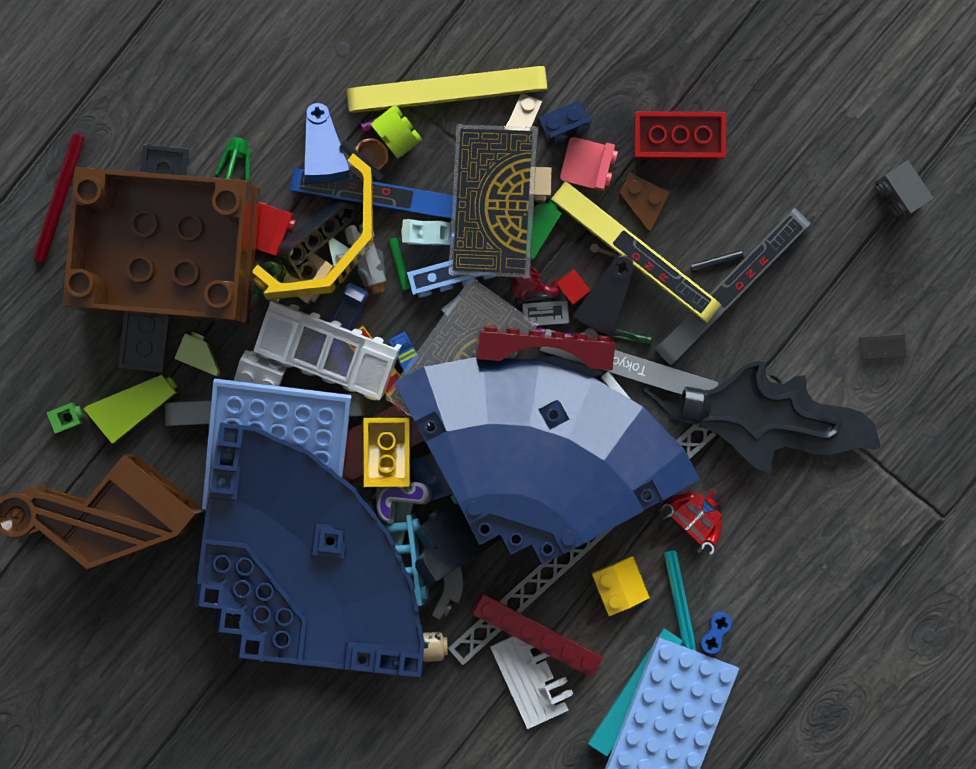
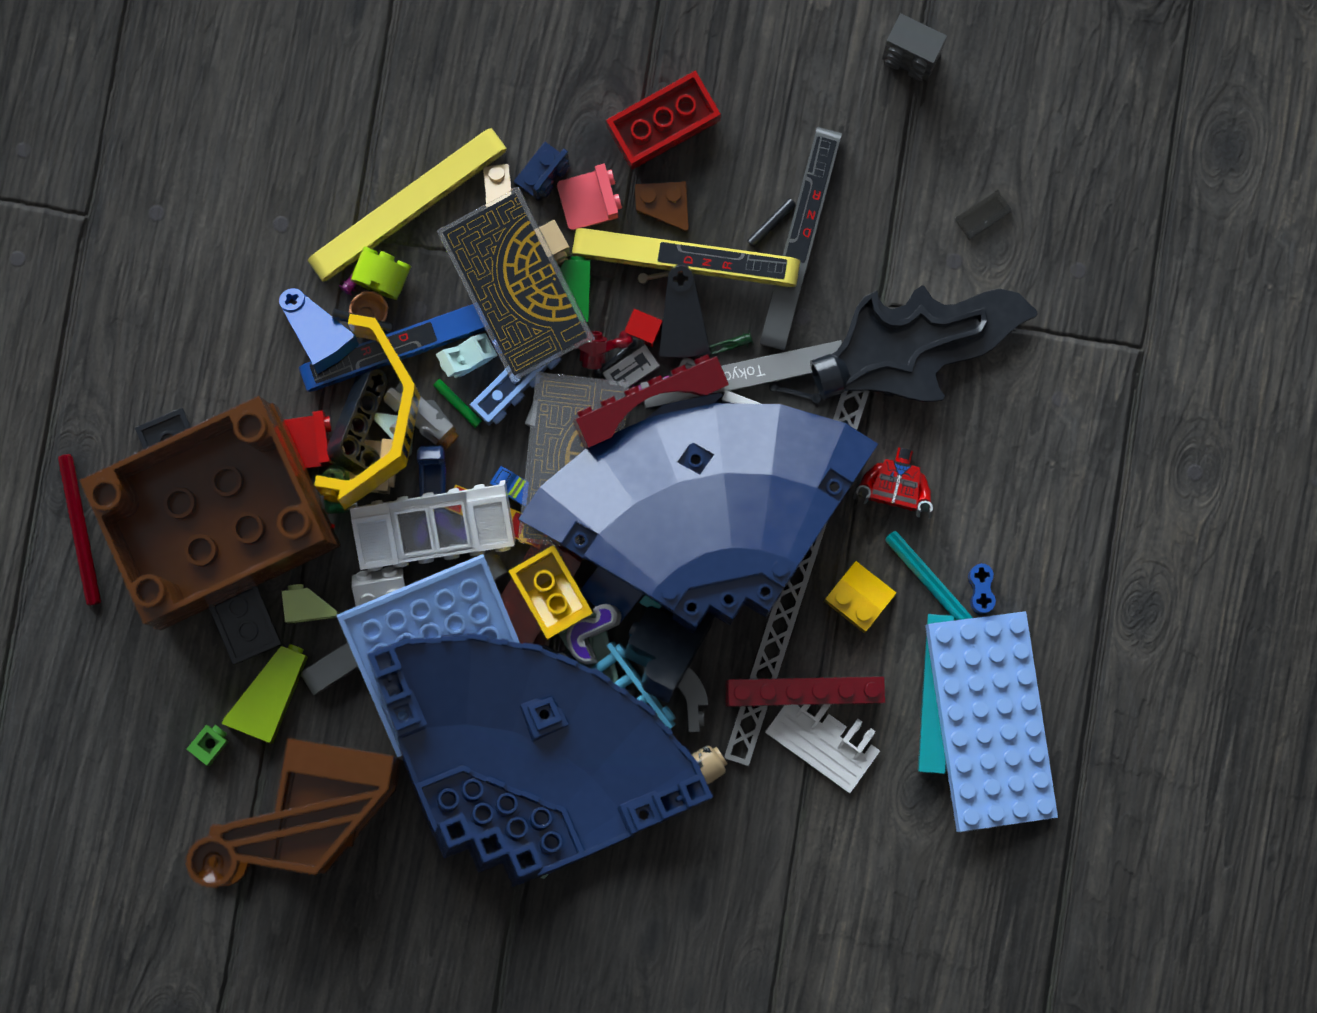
camera: 30 degrees left, 5 degrees down
(236, 148) = (231, 381): green plant -> none

